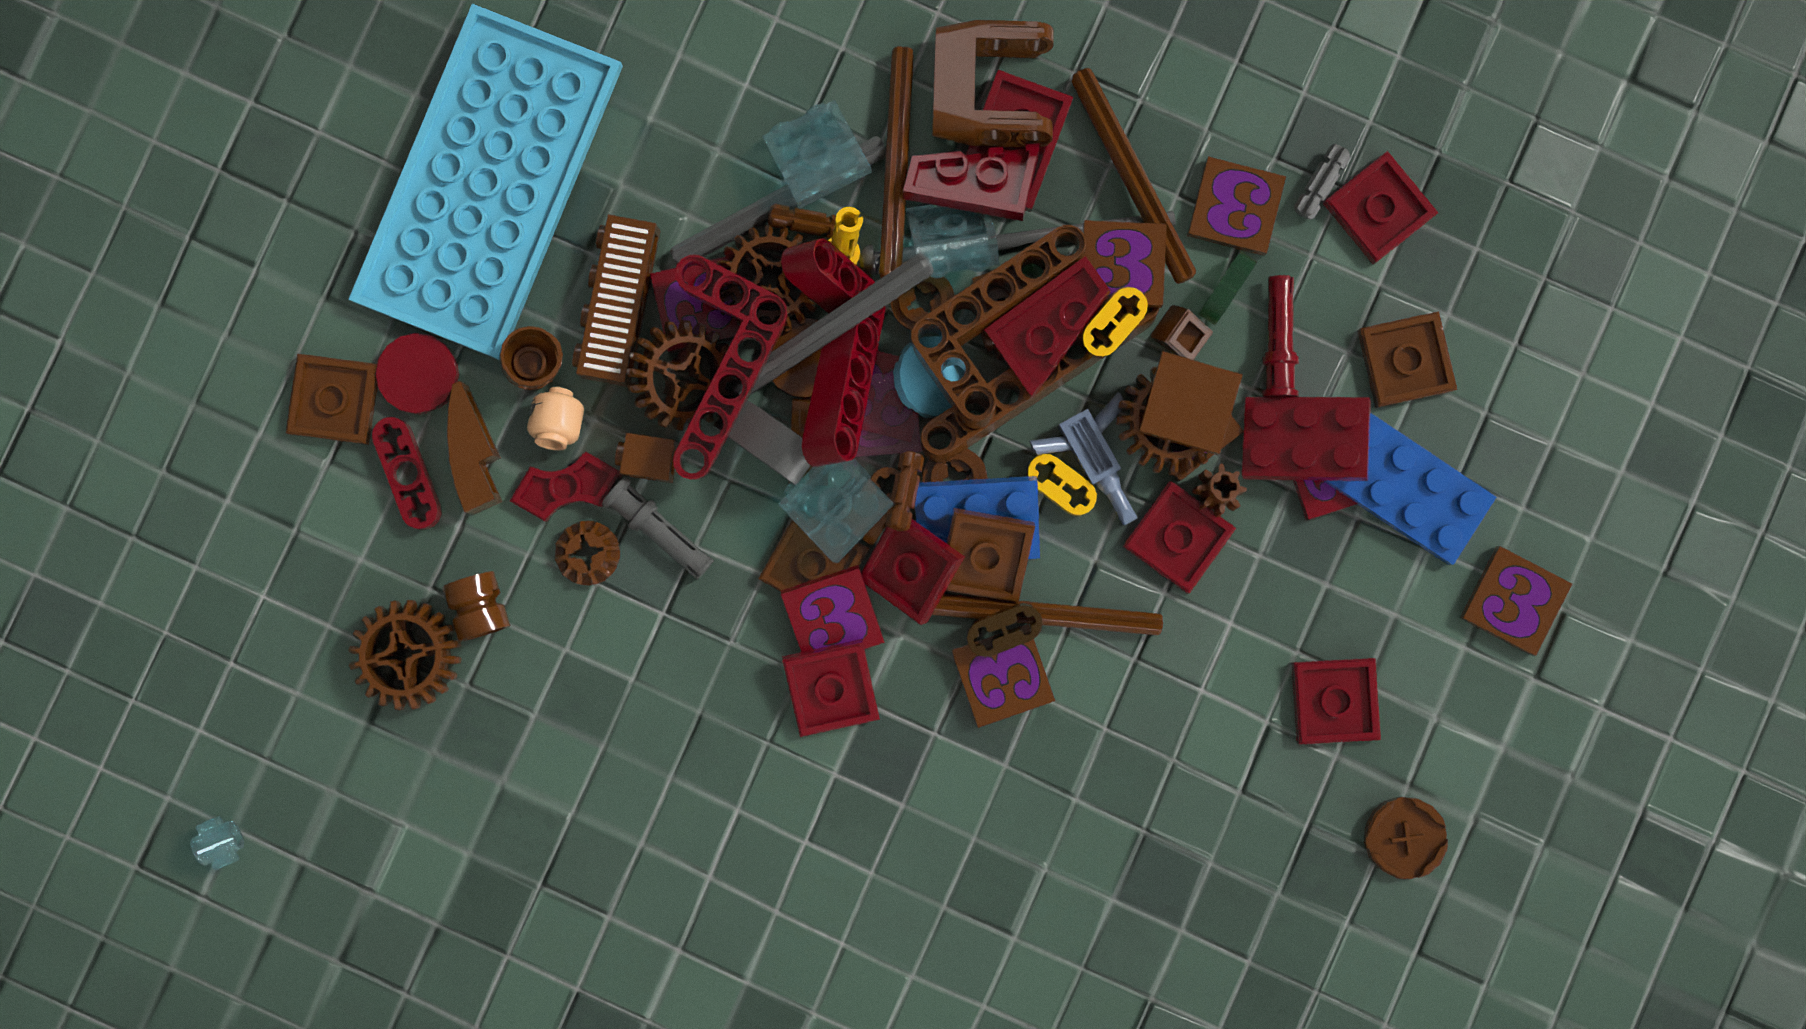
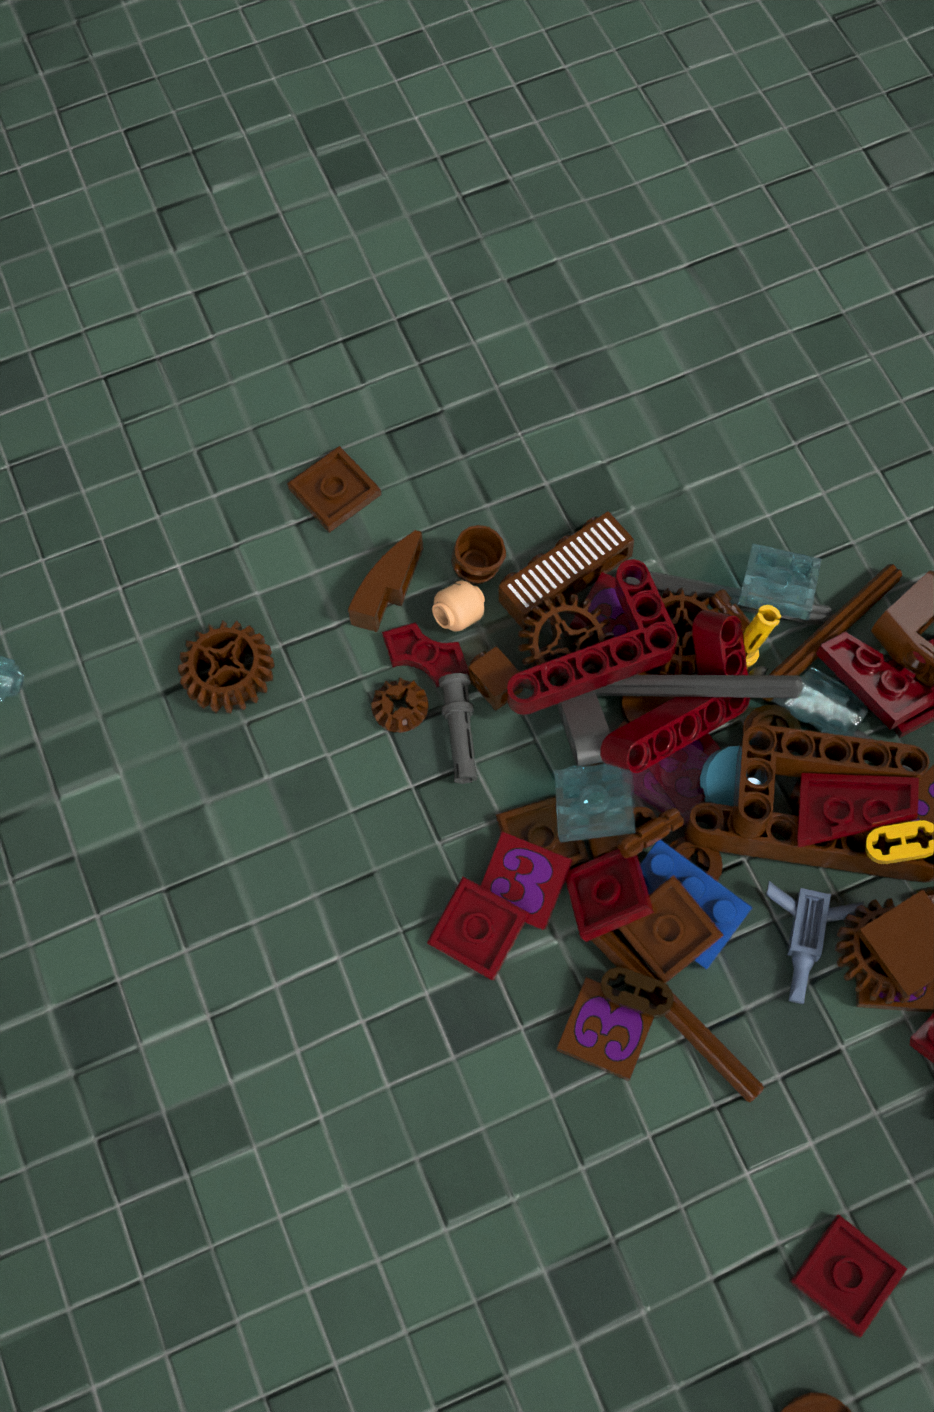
camera: 45 degrees right, 20 degrees down
(405, 442) = (338, 579): dark red beam -> none
(416, 373) = (397, 512): dark red tile -> none
(476, 606) = (296, 678): reddish brown wheel -> none
(486, 181) = (548, 441): medium azure plate -> none
(1068, 477) = (775, 932): yellow beam -> none
(1179, 537) = (823, 1045): dark red tile -> none
(1225, 482) = (889, 1042): reddish brown gear -> none

